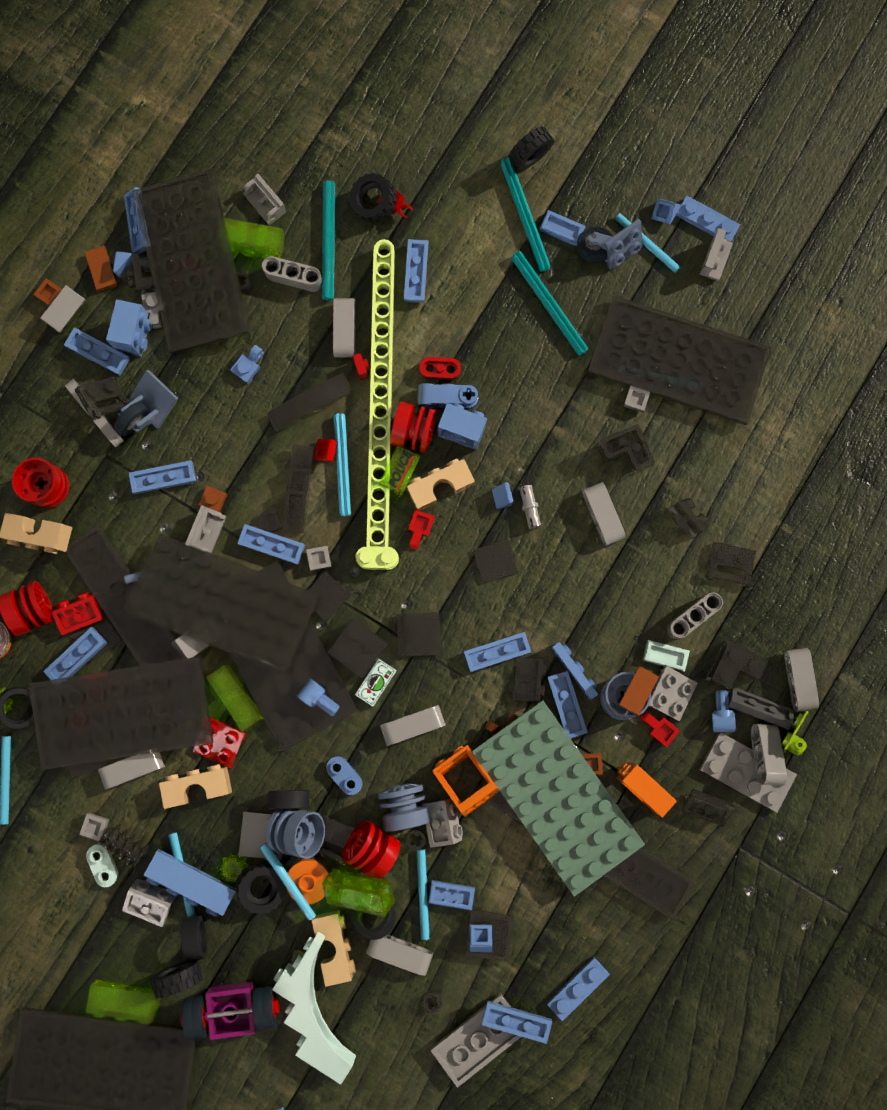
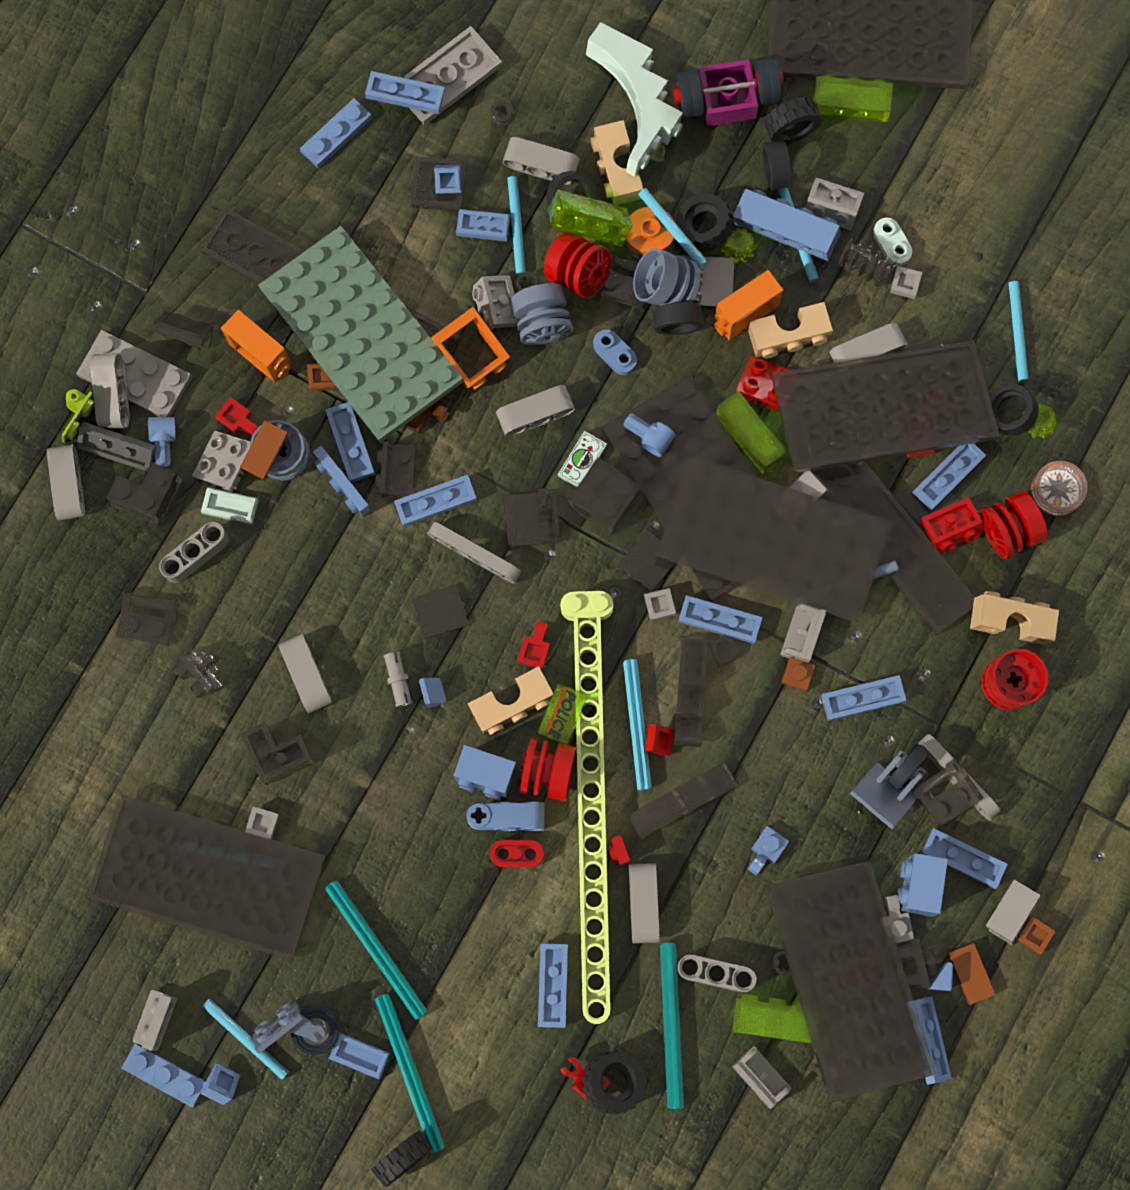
camera: 175 degrees left, 5 degrees down
(228, 808) = (747, 304): none -> orange window
(467, 606) = (474, 552): none -> light grey beam

